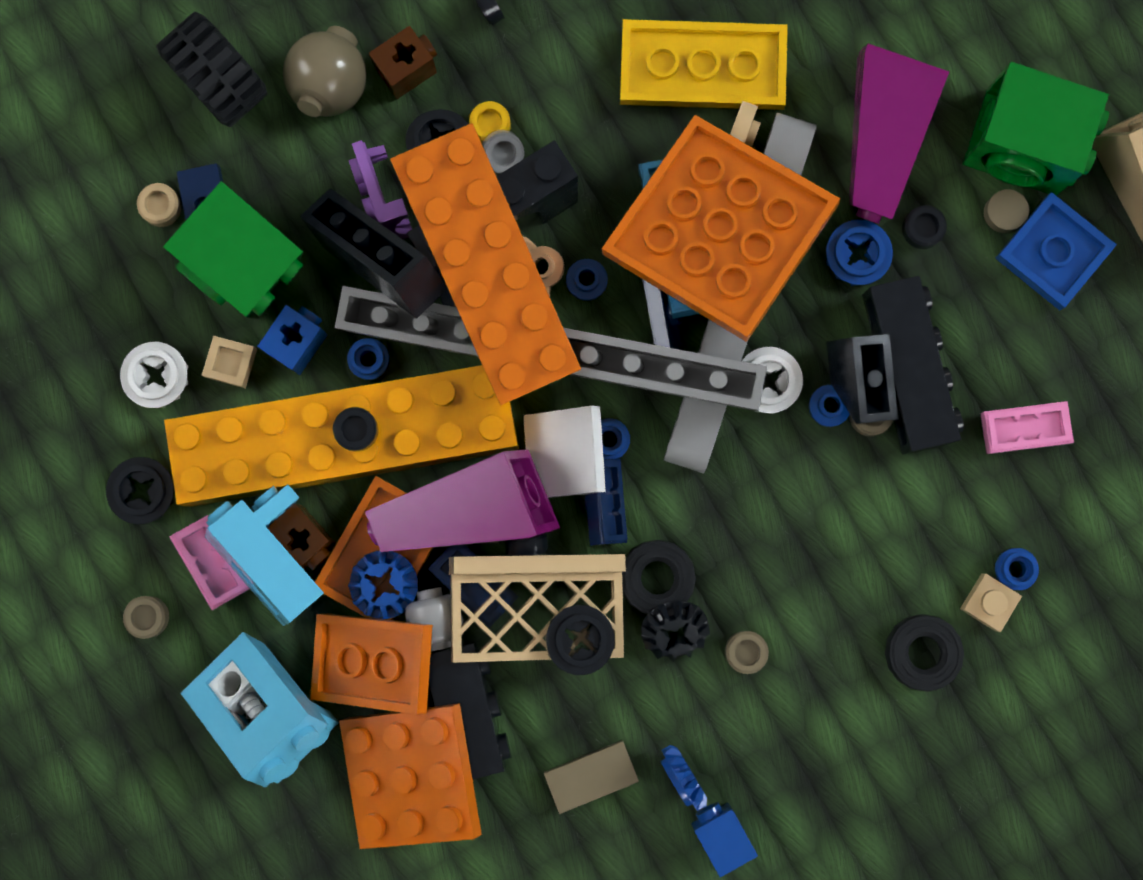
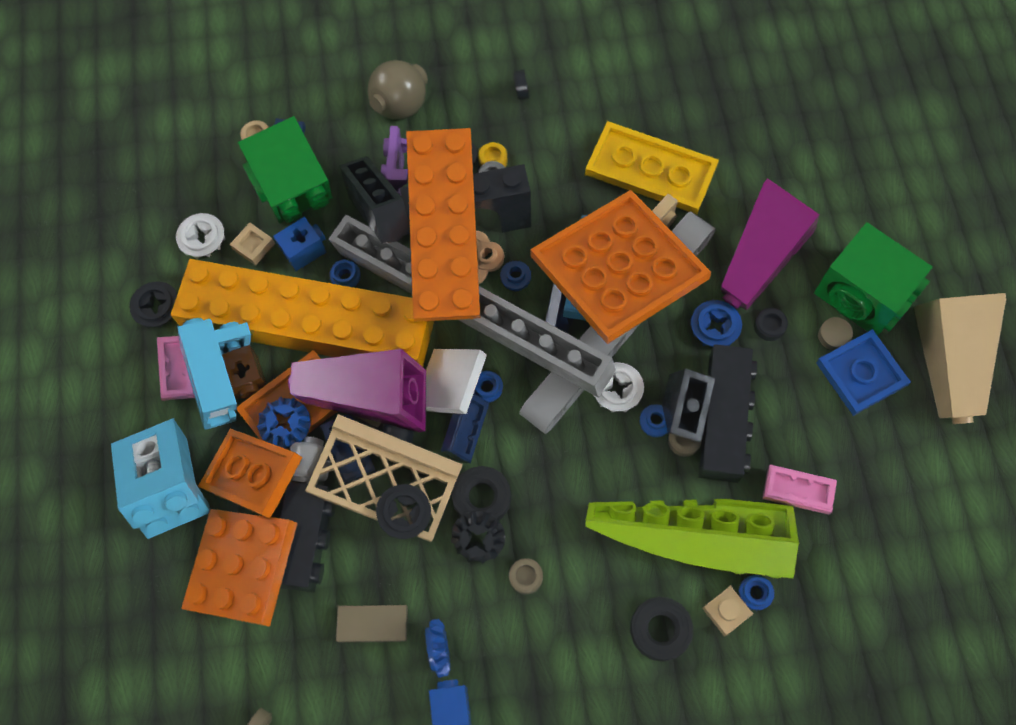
camera: 25 degrees right, 15 degrees down
(146, 617) = (116, 389): dark tan tile -> none
(212, 69) = (325, 60): black tyre -> none
(355, 429) = (310, 306): black tile -> none
(397, 74) = (452, 100): reddish brown brick -> none
(952, 521) = (718, 536): none -> lime wedge

